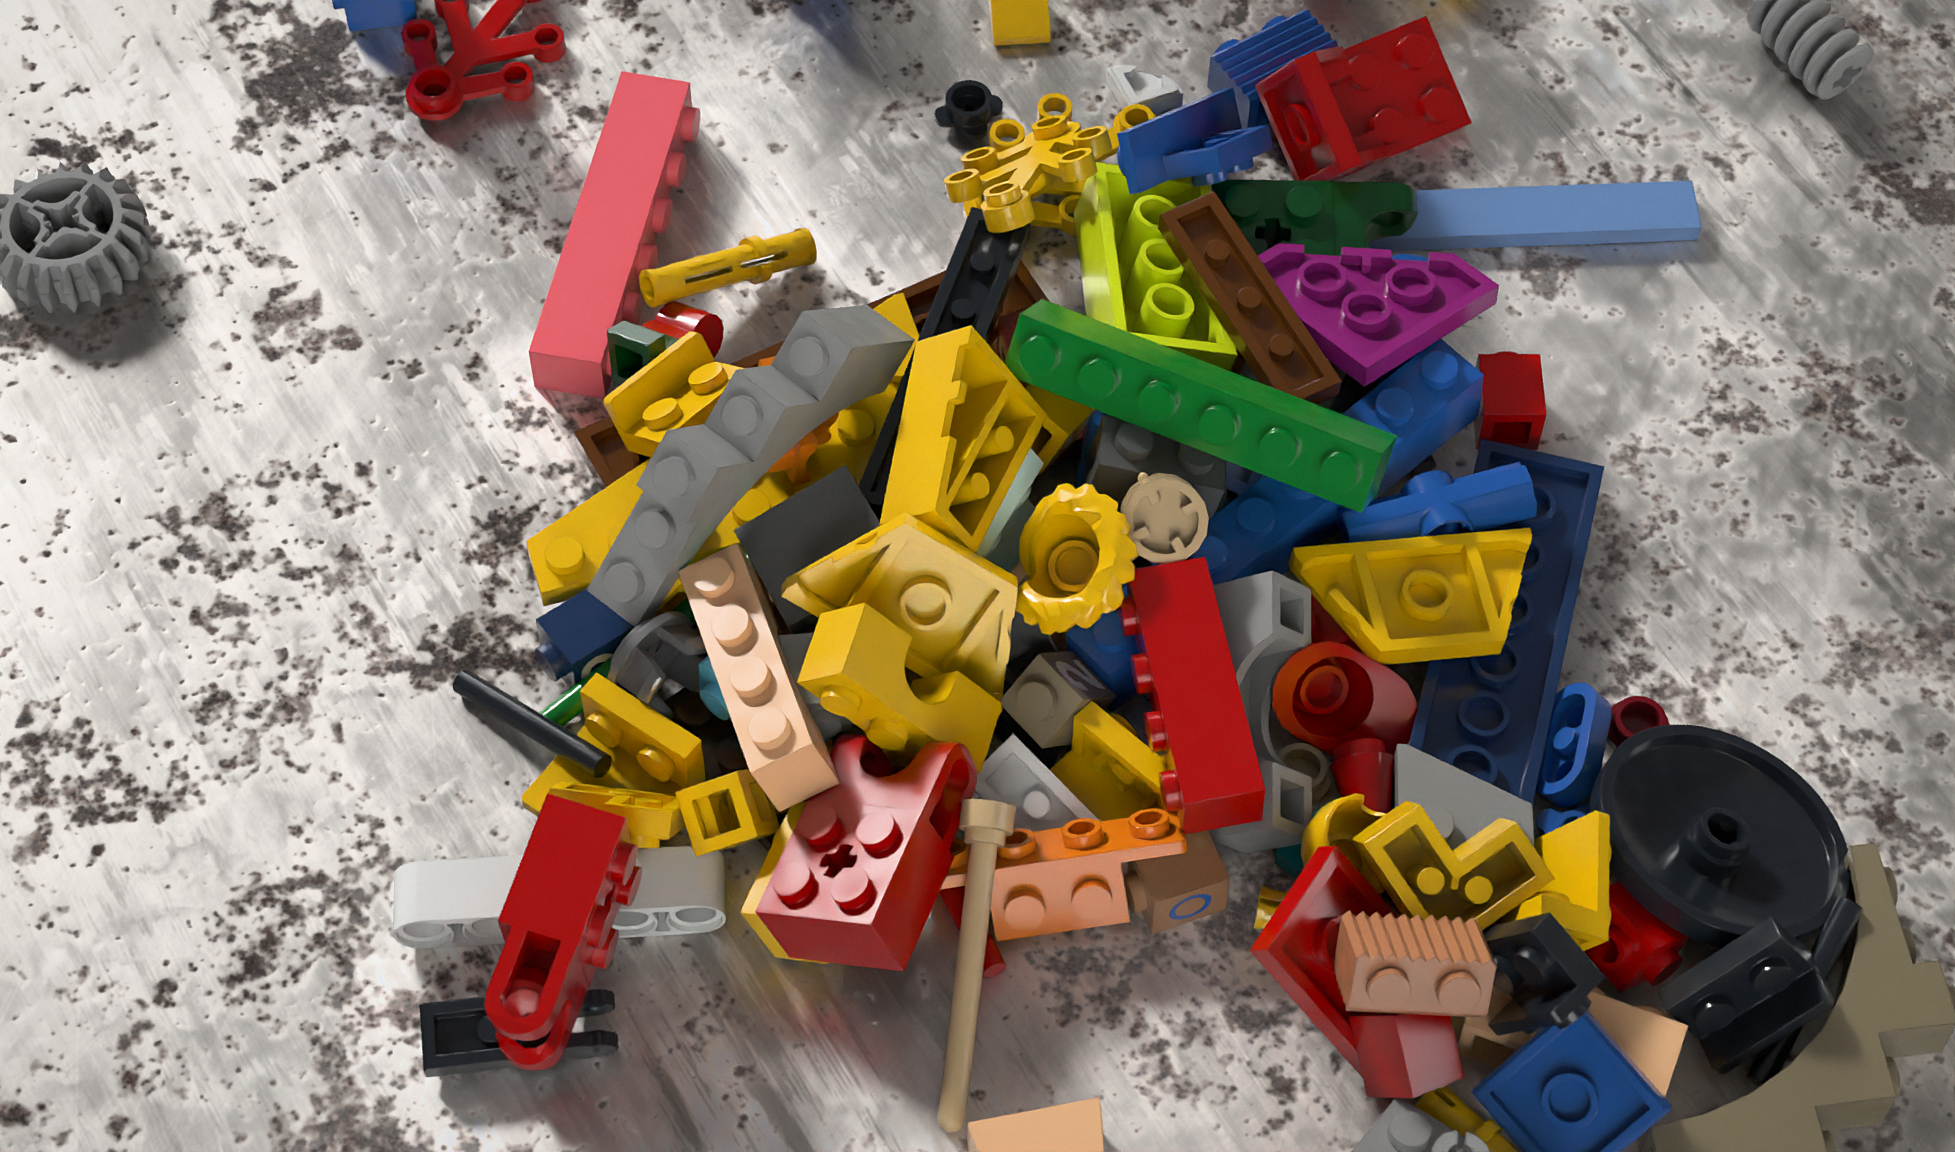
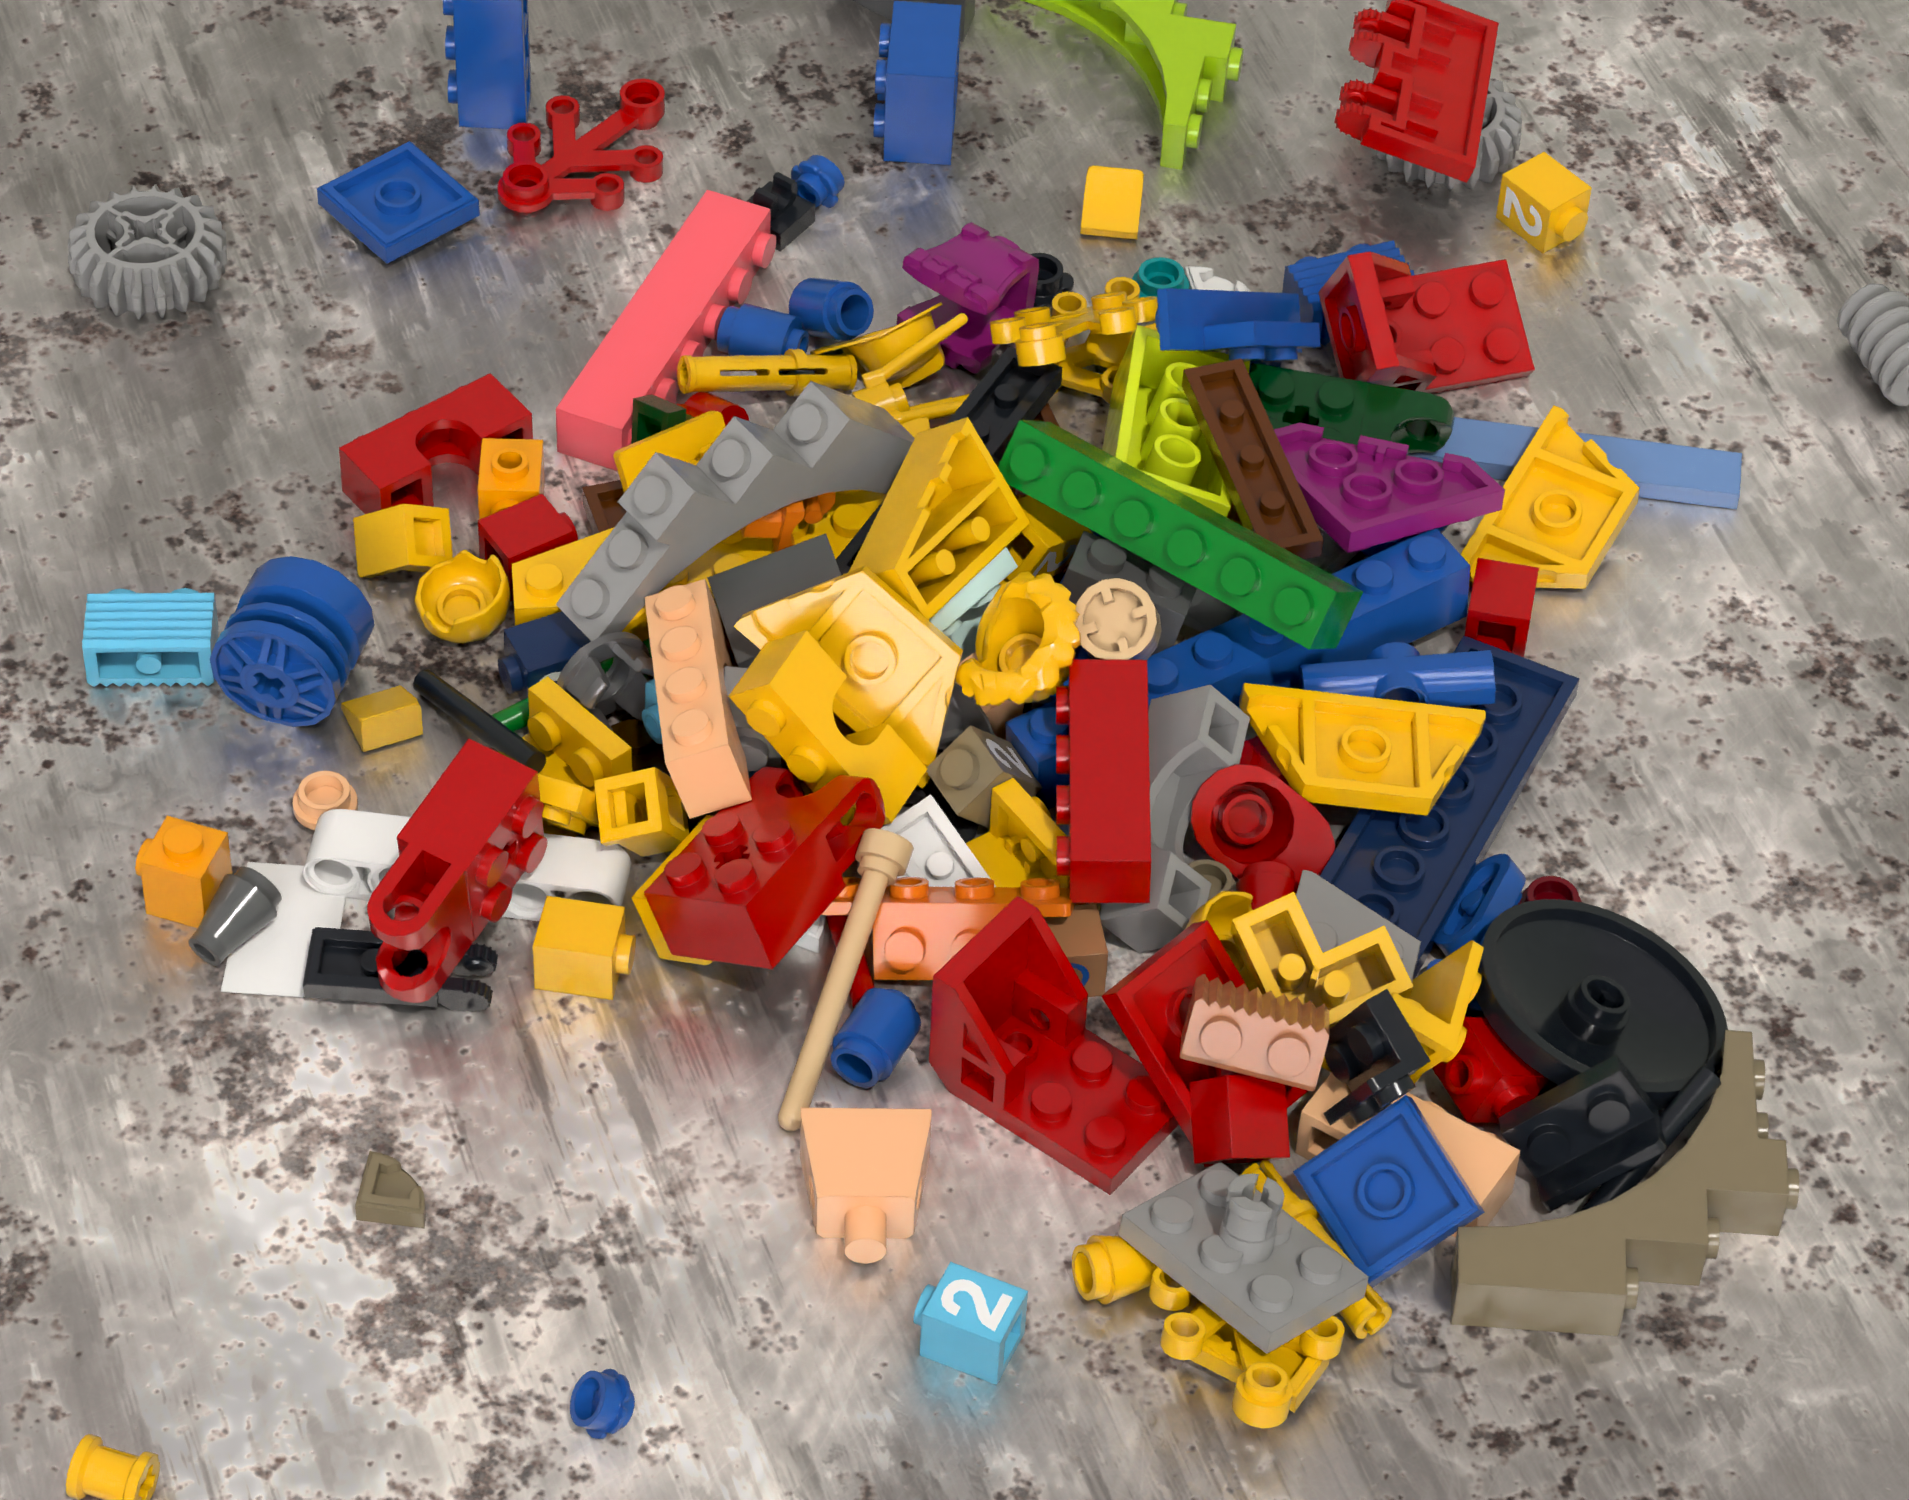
camera: 10 degrees right, 10 degrees down
(172, 688) = (149, 637): none -> medium azure brick
(272, 962) = (182, 870): none -> light orange brick
(309, 133) = (398, 202): none -> blue plate
(323, 674) = (292, 641): none -> blue wheel
(334, 1000) = (235, 914): none -> dark grey cone
(379, 1001) = (277, 954): none -> white sticker
(394, 842) = (322, 793): none -> light nougat plate
(406, 528) = (402, 539): none -> yellow panel
(431, 731) = (384, 717): none -> yellow slope
(445, 380) = (396, 459): none -> red arch
(482, 582) = (463, 598): none -> yellow hair
(501, 443) = (509, 473): none -> light orange brick
(528, 503) = (524, 532): none -> red brick
(695, 65) = (789, 212): none -> black tile
(698, 969) = (581, 948): none -> yellow brick
(710, 222) = (760, 332): none -> blue brick
(724, 36) = (818, 180): none -> blue plate
(774, 182) = (831, 308): none -> blue brick
(846, 217) = (882, 346): none -> yellow piece
(856, 282) = (893, 397): none -> yellow plant
(913, 143) = (975, 277): none -> magenta piece
(1016, 1013) = (875, 1037): none -> blue brick
(1090, 91) = (1160, 274): none -> teal plate
(1186, 1017) = (1019, 1051): none -> red bracket
(1545, 278) = (1557, 509): none -> yellow wing

